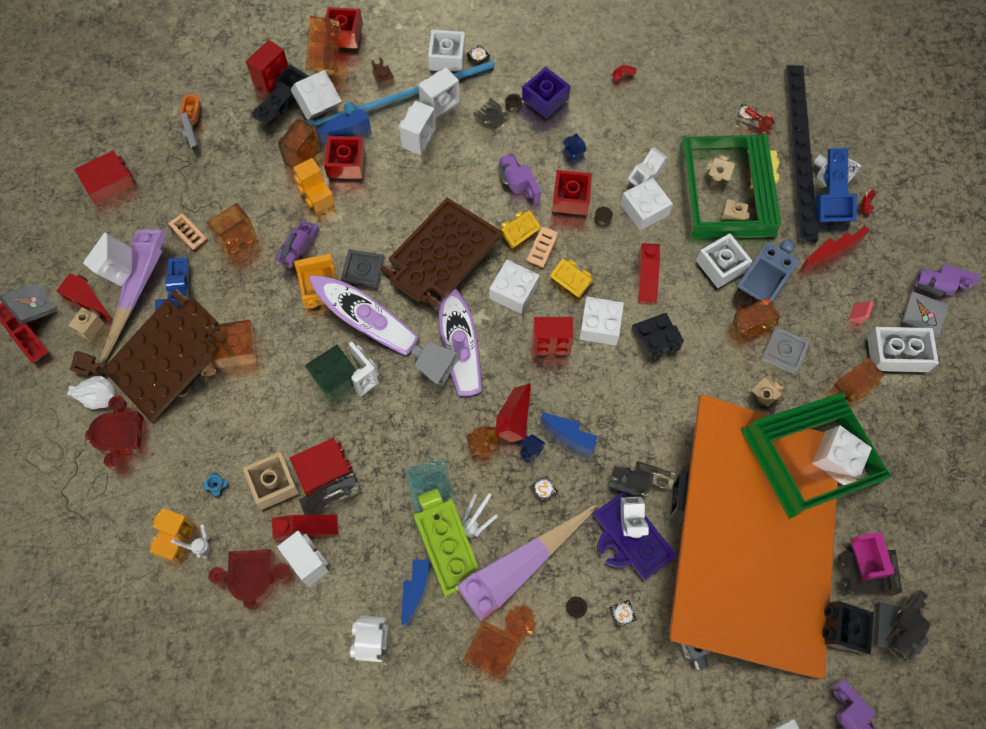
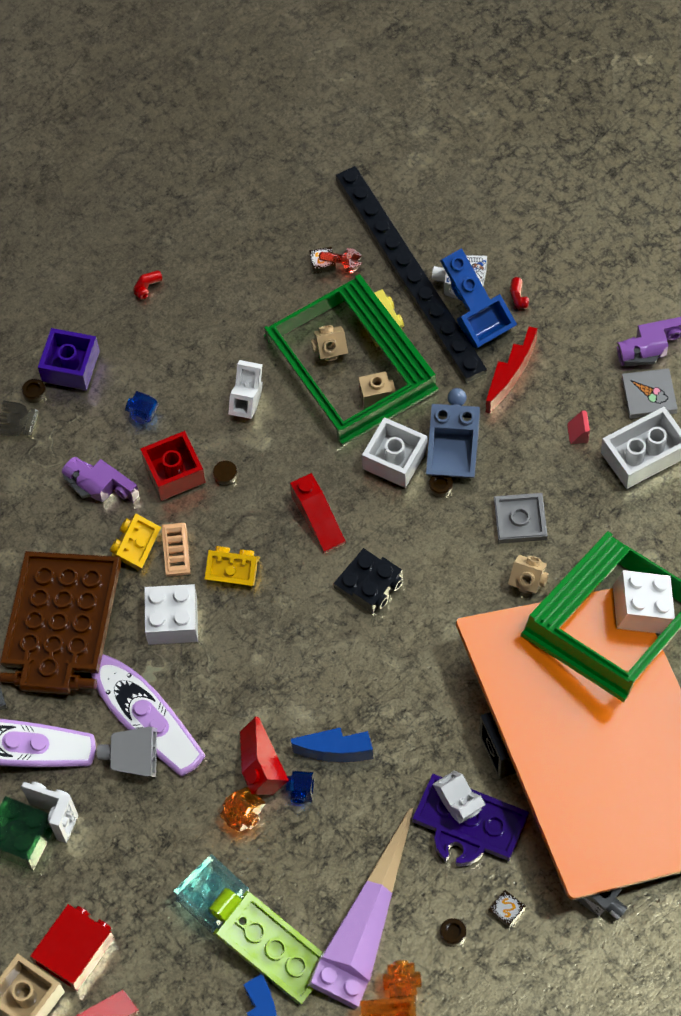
camera: 25 degrees left, 5 degrees down
(330, 495) = (104, 970): clear smoke plate -> none
(470, 525) = (285, 909): white plant -> none
(544, 489) = (342, 825): tile -> none
(552, 335) = (250, 646): red brick -> none
(601, 321) = (295, 598): white brick -> none
(640, 479) = (442, 751): clear smoke plate -> none
(646, 204) = (267, 432): white brick -> none
(756, 319) = (468, 500): clear orange brick -> none
(859, 380) = (618, 507): clear orange brick -> none

